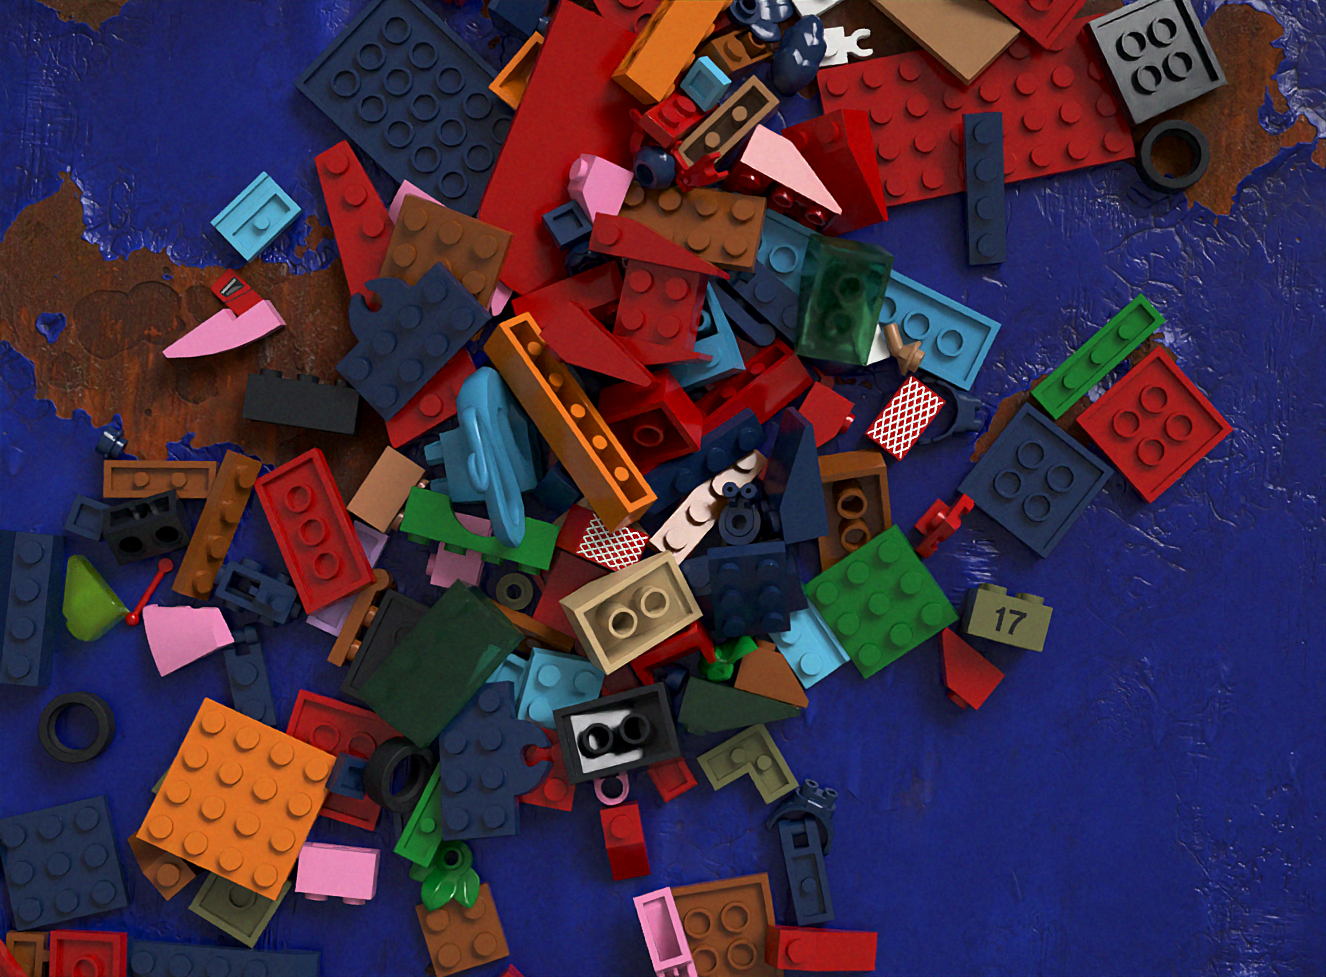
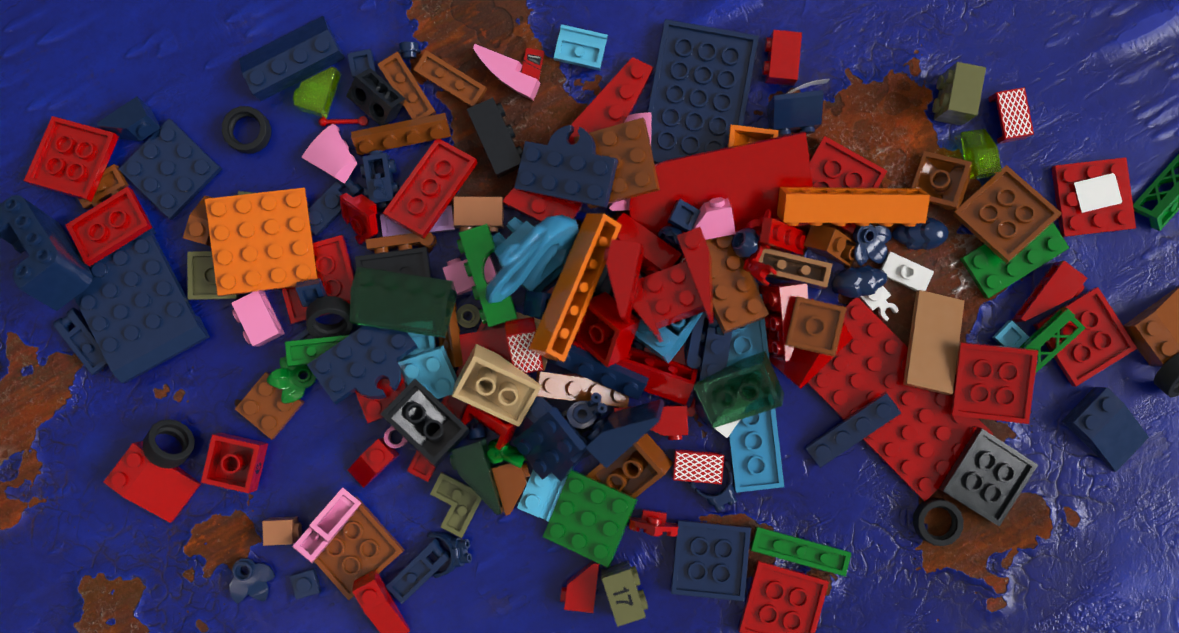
camera: 65 degrees right, 0 degrees up
(186, 415) = (449, 79): none -> dark orange plate
(291, 645) = (361, 215): none -> red plate
(705, 83) = (810, 240): medium azure plate -> none
(820, 147) = (815, 326): none -> dark orange plate
(908, 356) = (734, 448): medium nougat plate -> none

